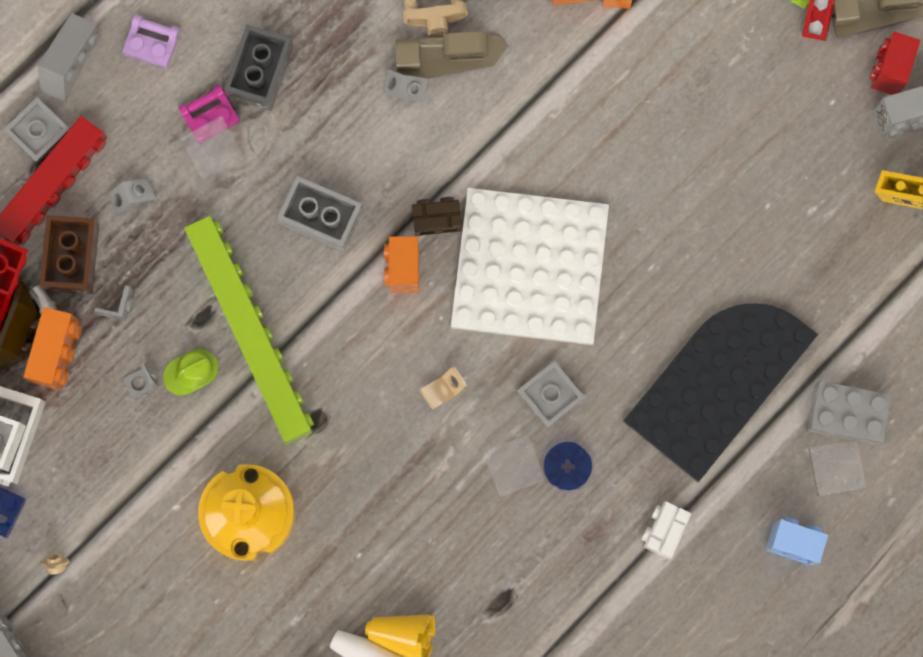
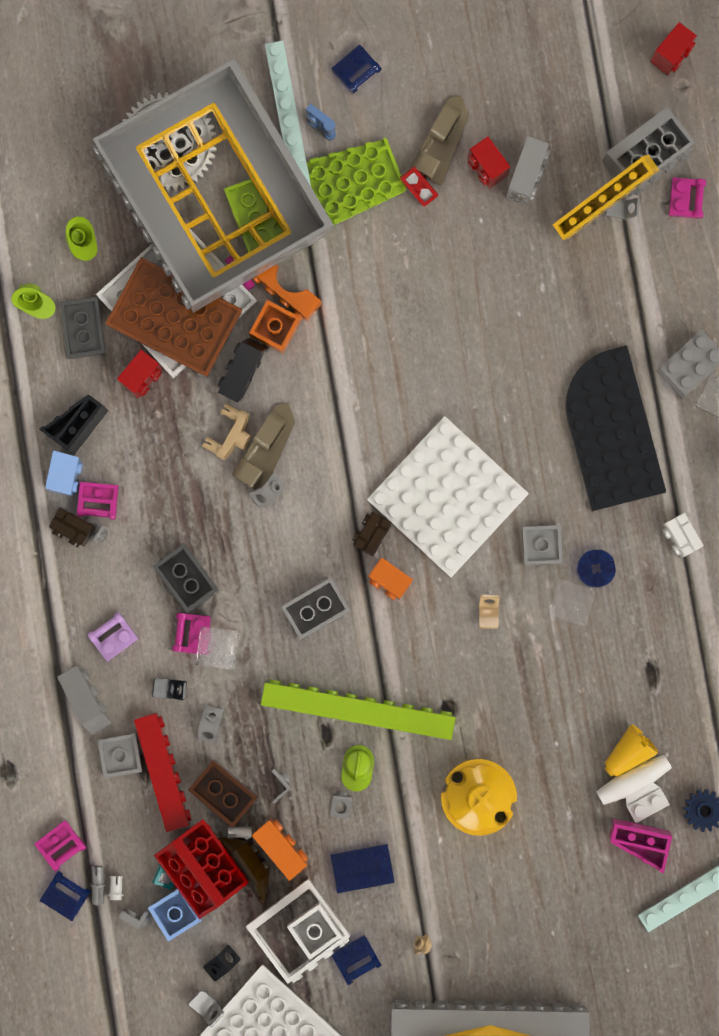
camera: 55 degrees left, 5 degrees up
(91, 448) = (362, 868): none -> clear blue plate
(136, 128) = (168, 689): none -> black bracket

